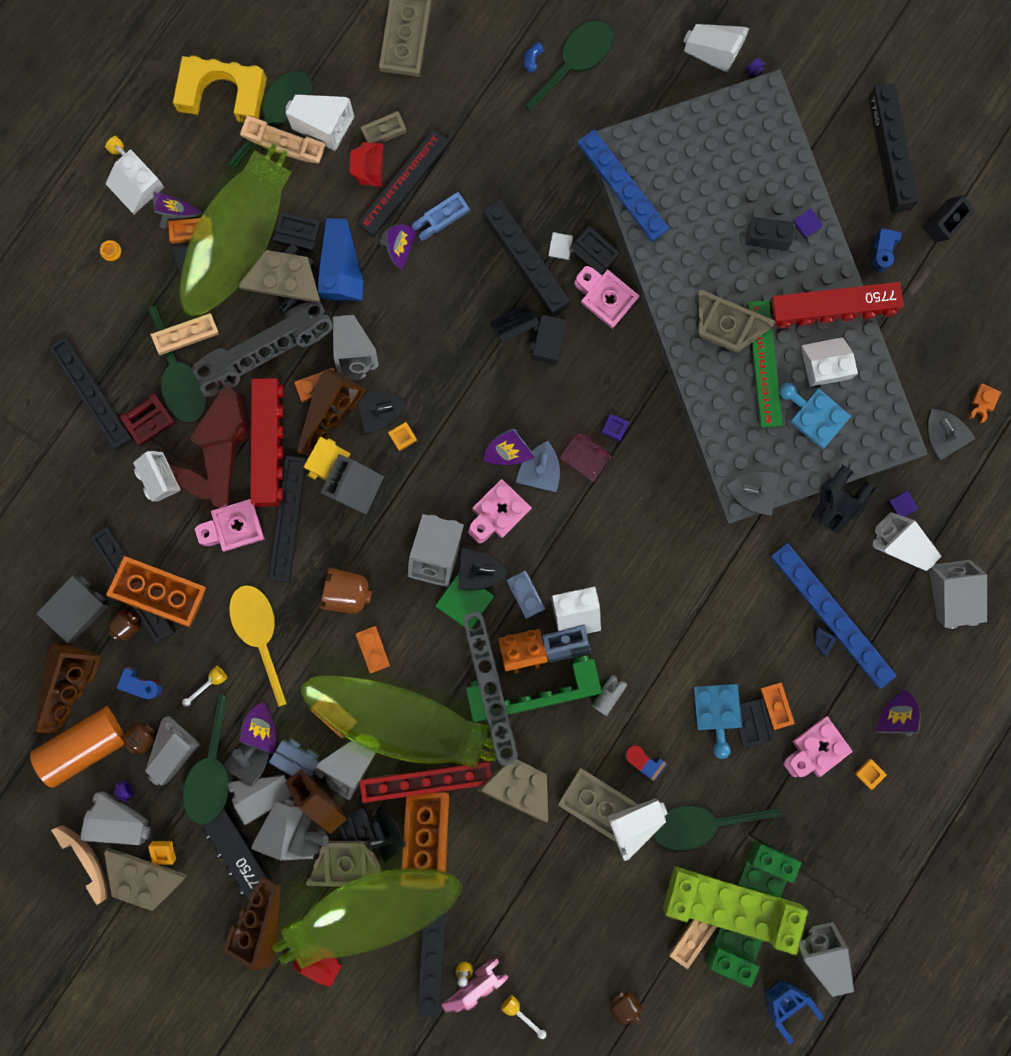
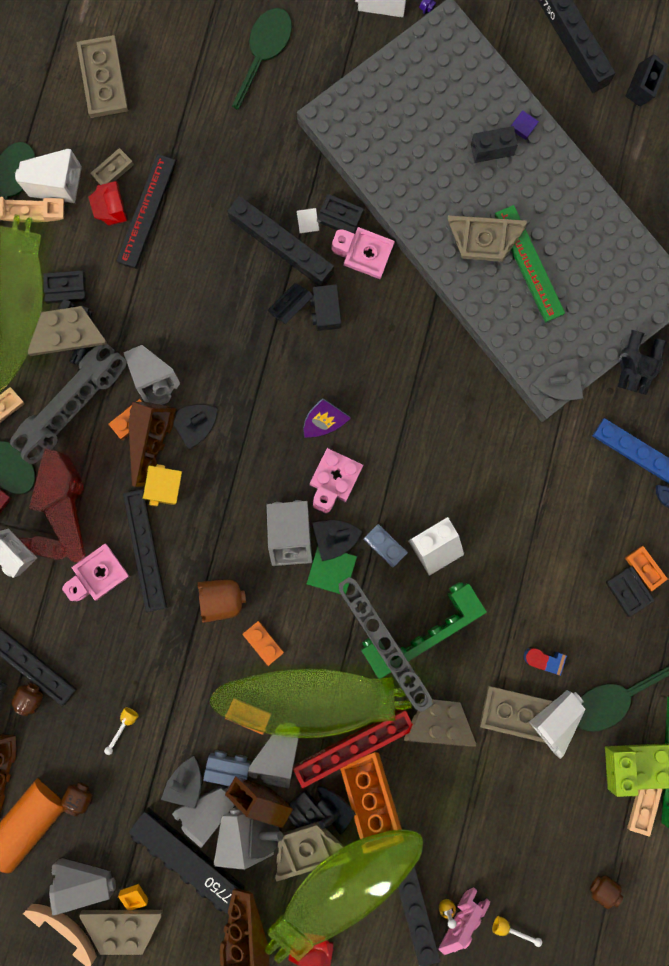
camera: 15 degrees left, 0 degrees up
(123, 791) = (78, 852): dark purple plate -> none
(138, 686) = (59, 751): blue leg -> none
(156, 591) = (46, 659): orange brick -> none
(170, 751) = (108, 801): light grey slope -> none
(208, 781) = (153, 819): dark green piece -> none
(255, 625) = (148, 658): yellow piece -> none
(259, 729) = (183, 753): dark purple shield -> none
(266, 442) = (101, 488): red brick -> none
(339, 266) = (113, 305): blue wedge -> none
(352, 484) = (193, 498): dark grey brick -> none
(398, 242) = (160, 264): dark purple shield -> none
(402, 436) = (224, 440): light orange plate -> none
(442, 215) = (191, 228): medium blue hinge -> none
(523, 650) = (400, 597): orange plate -> none
(530, 57) = (222, 62): blue arm -> none
(542, 470) = (361, 428): sand blue shield -> none
(567, 644) = (438, 577): sand blue brick -> none
(586, 456) = (396, 402): clear pink bracket -> none
(609, 695) = (491, 619): light grey hinge -> none
(615, 427) = (413, 367): dark purple tile -> none
(623, 186) = (346, 146): blue plate -> none
(718, 709) = (595, 590): dark azure plate -> none
(818, 417) = (594, 294): dark azure plate -> none
(828, 362) = (586, 242): white slope -> none
(836, 304) = (575, 188): red brick -> none
(883, 249) = (597, 126): blue leg -> none

